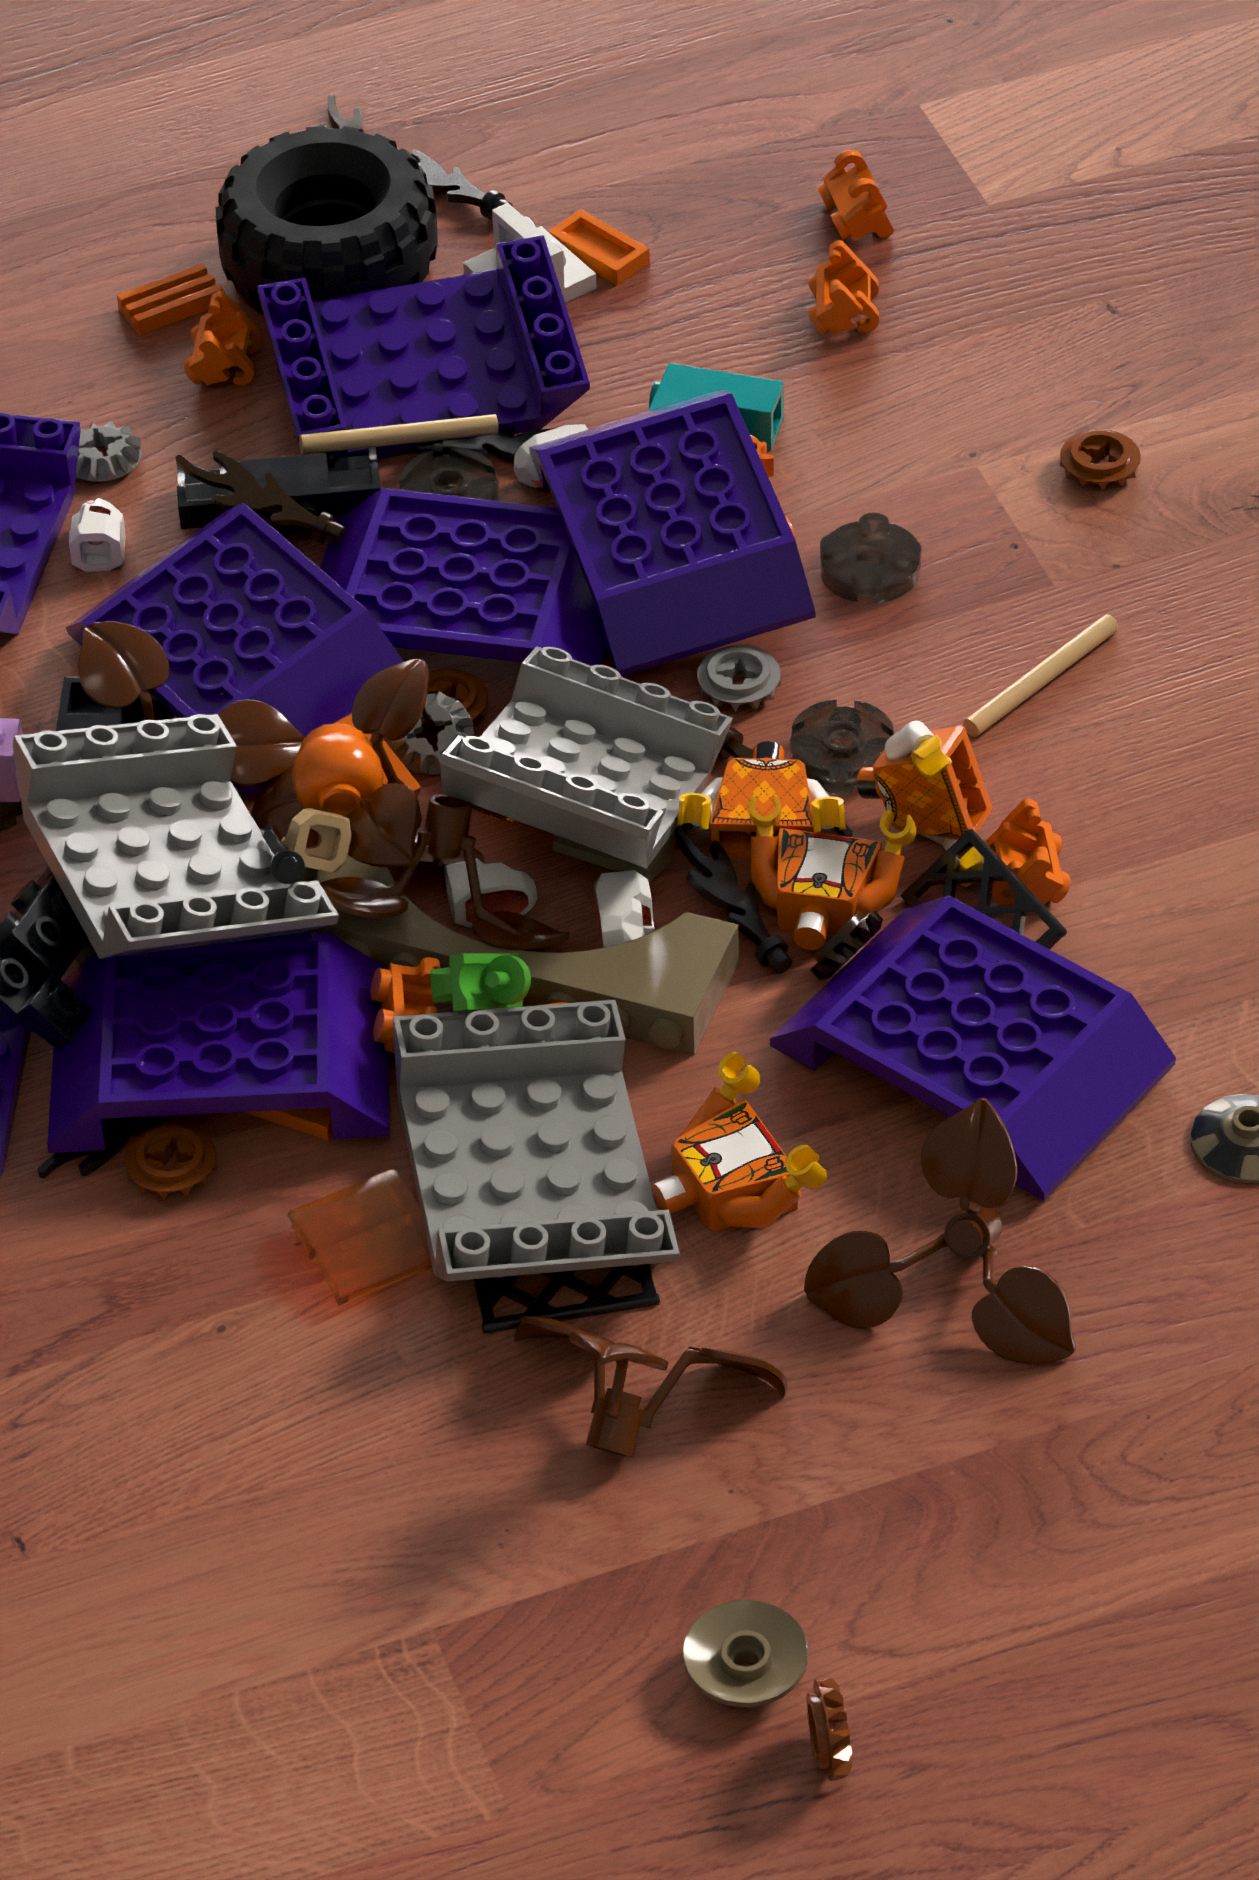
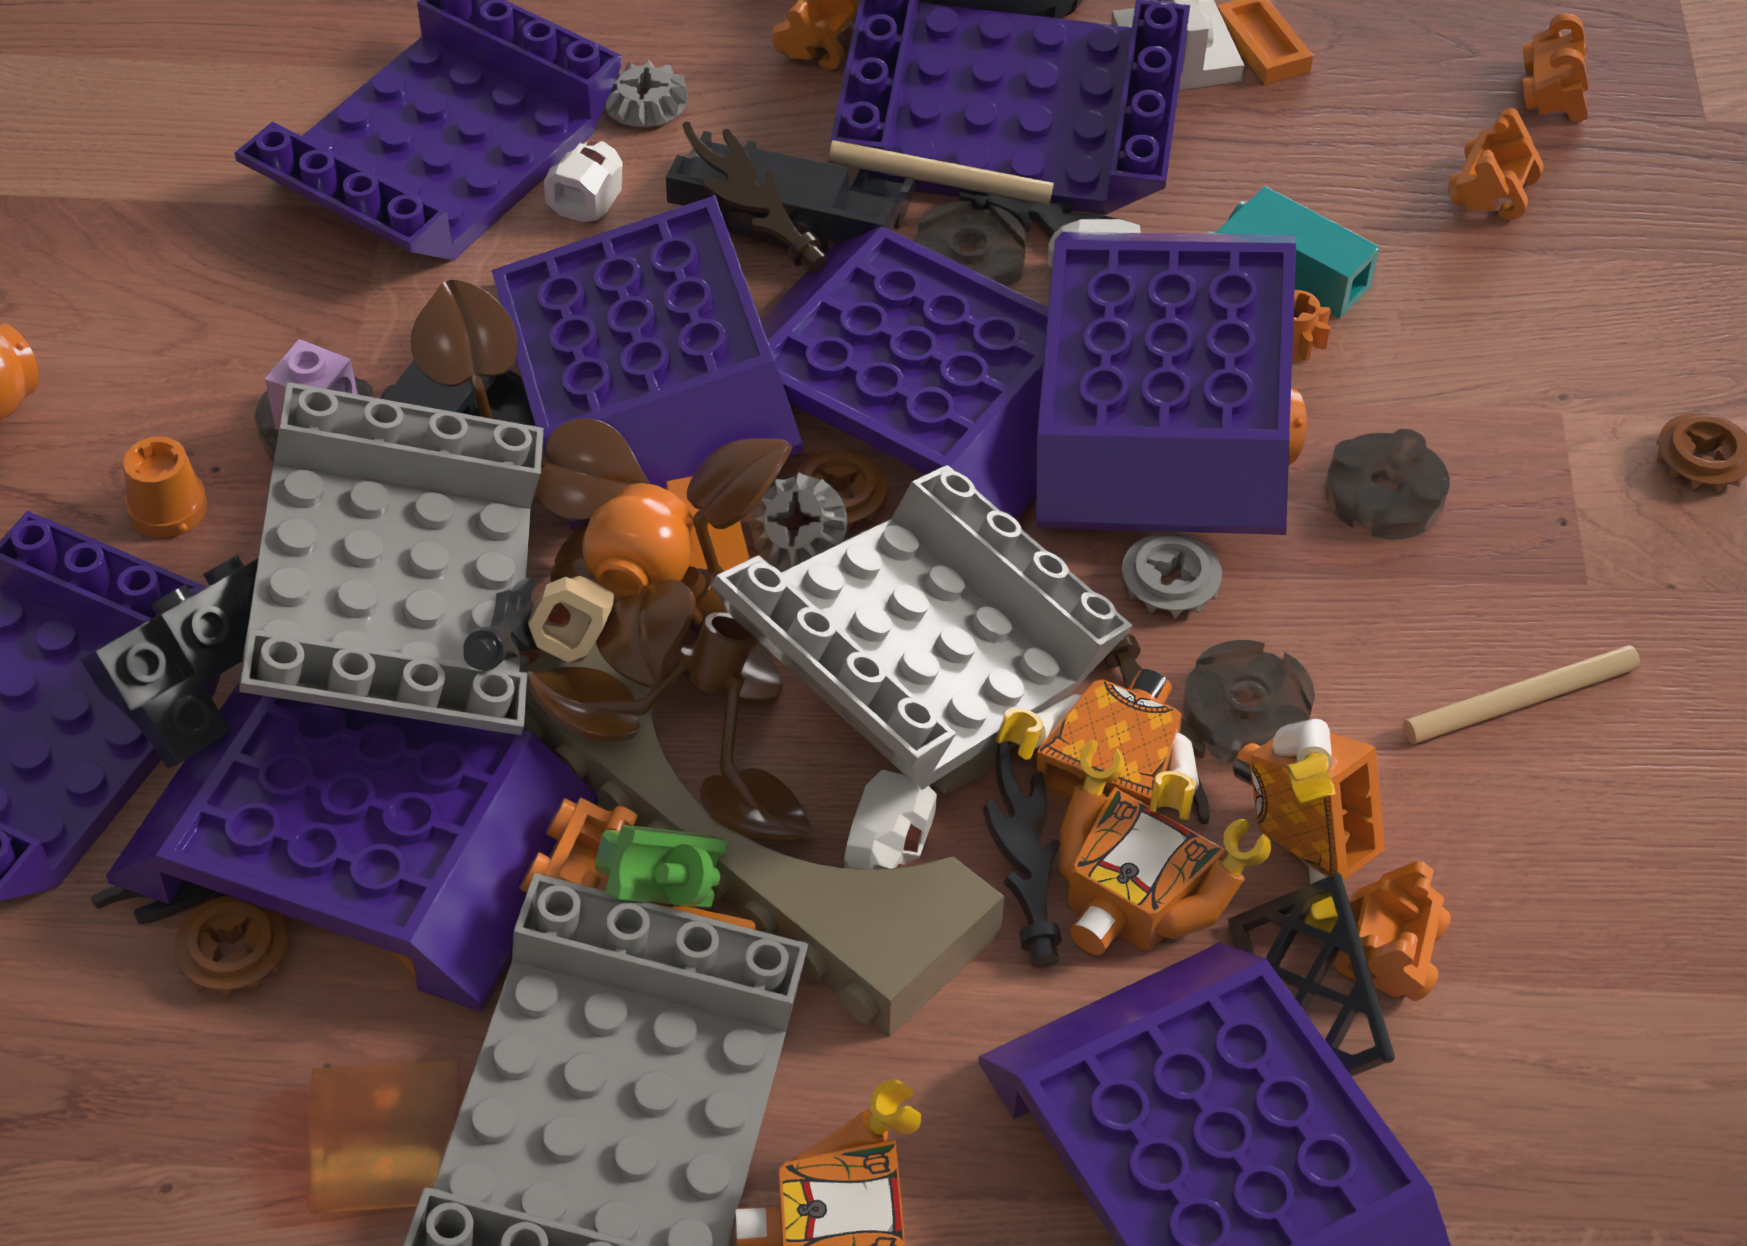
camera: 20 degrees right, 5 degrees up
(500, 890) = (761, 739): white rock -> none
(845, 943) = (1122, 967): dark brown gear -> none

